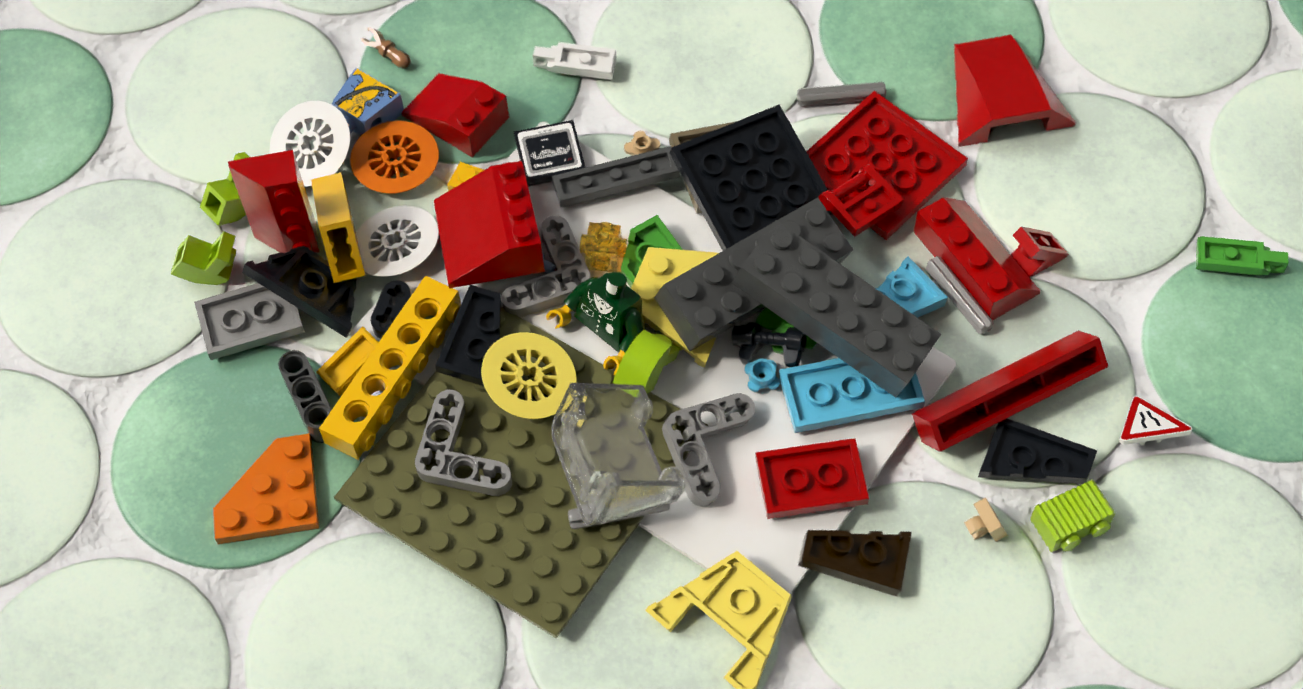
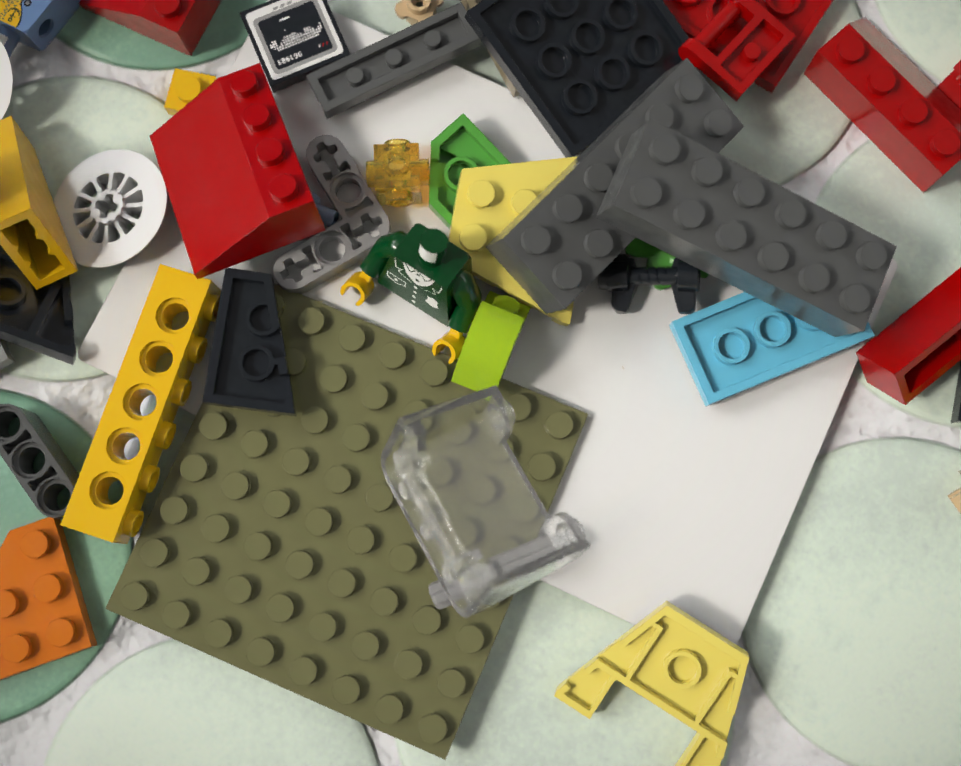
camera: 10 degrees left, 20 degrees up
(347, 361) = (84, 398): yellow tile -> none
(385, 305) = (115, 310): black beam -> none
(419, 155) = (70, 38): orange piece -> none
(449, 461) = (249, 537): light grey beam -> none
(529, 346) = (351, 350): light yellow piece -> none
(695, 431) = (576, 433): light grey beam -> none
(765, 367) = (653, 317): medium azure plate -> none
(811, 478) = (742, 473): red plate -> none
(862, 559) = (823, 573): dark brown wing -> none
(913, 289) = (820, 166): medium azure wing -> none
(959, 295) = (883, 160): light grey axle -> none

